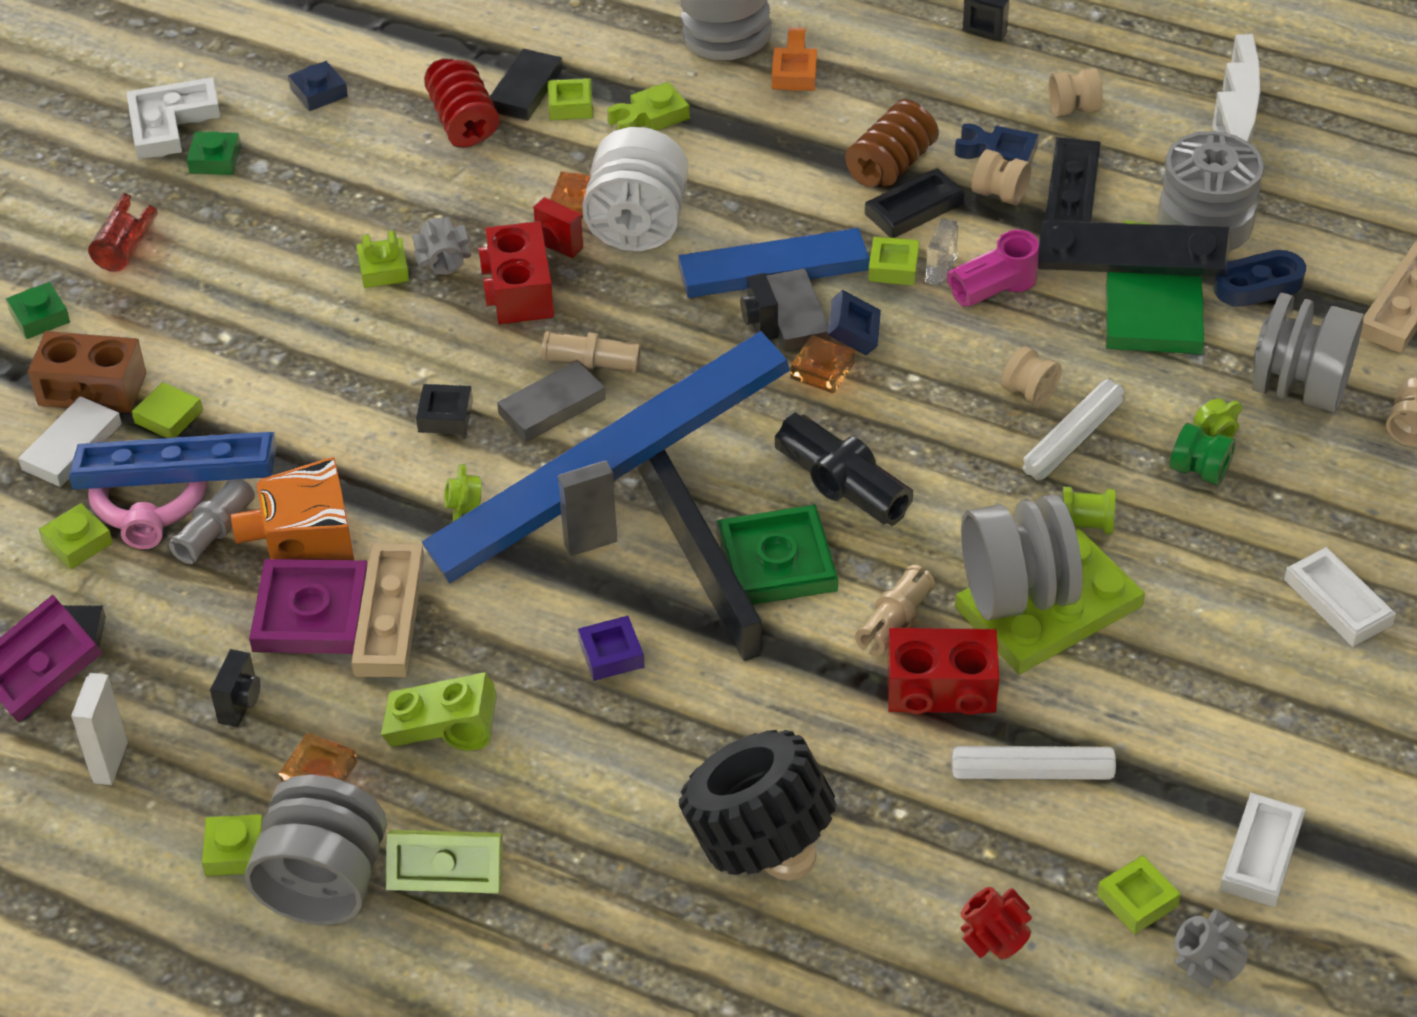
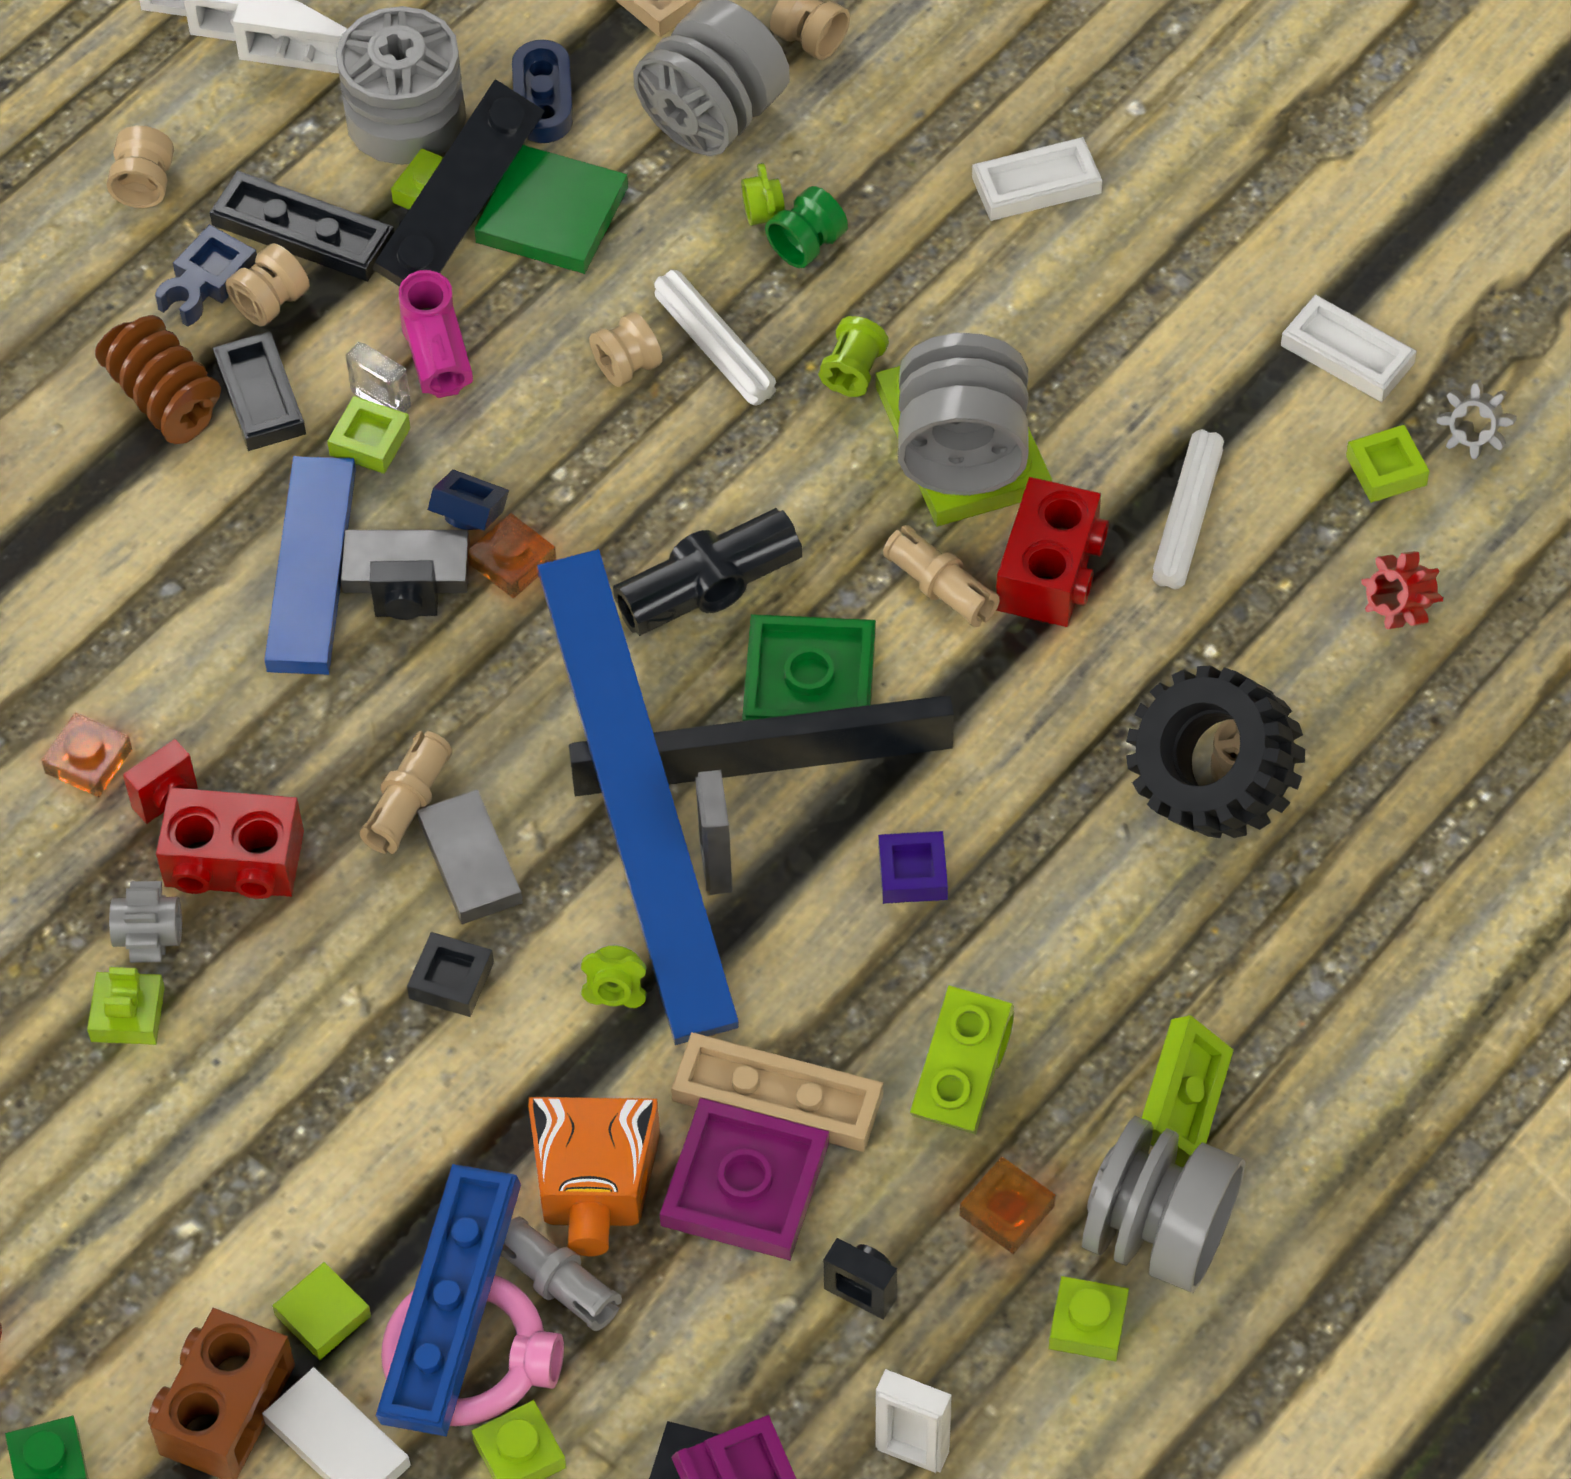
camera: 75 degrees left, 10 degrees up
(635, 189) = (153, 666): white wheel -> none

